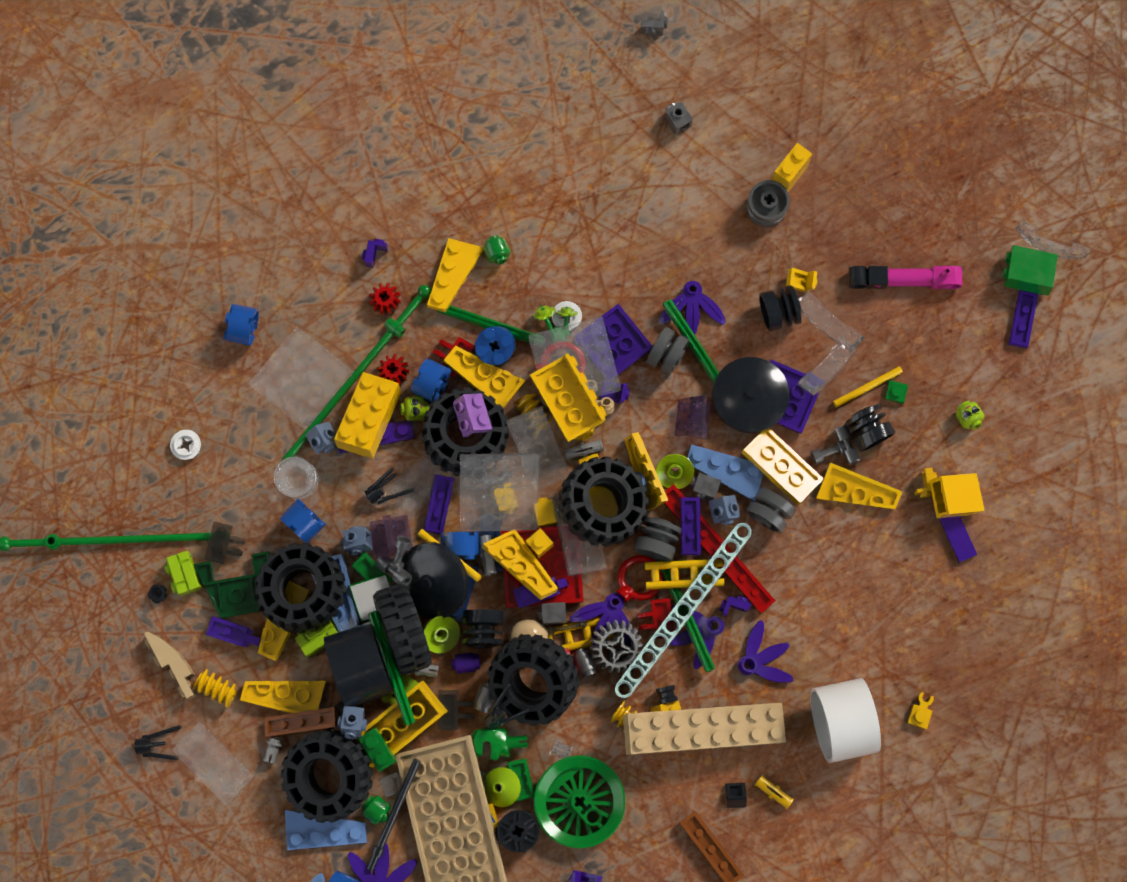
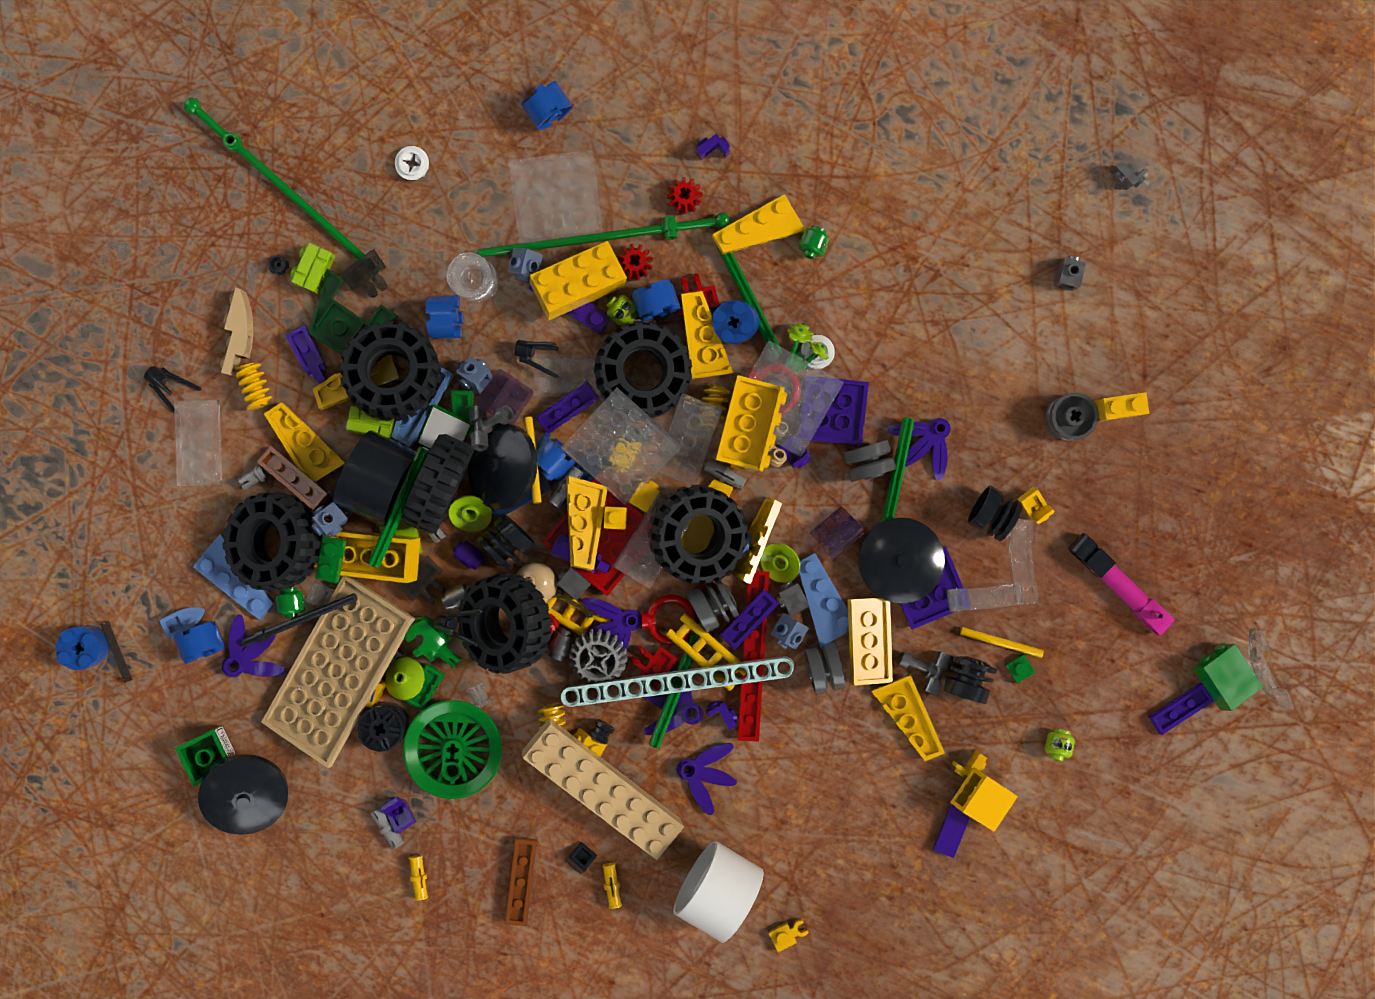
camera: 40 degrees right, 10 degrees up
(472, 414) = (659, 362): medium lavender bracket -> none

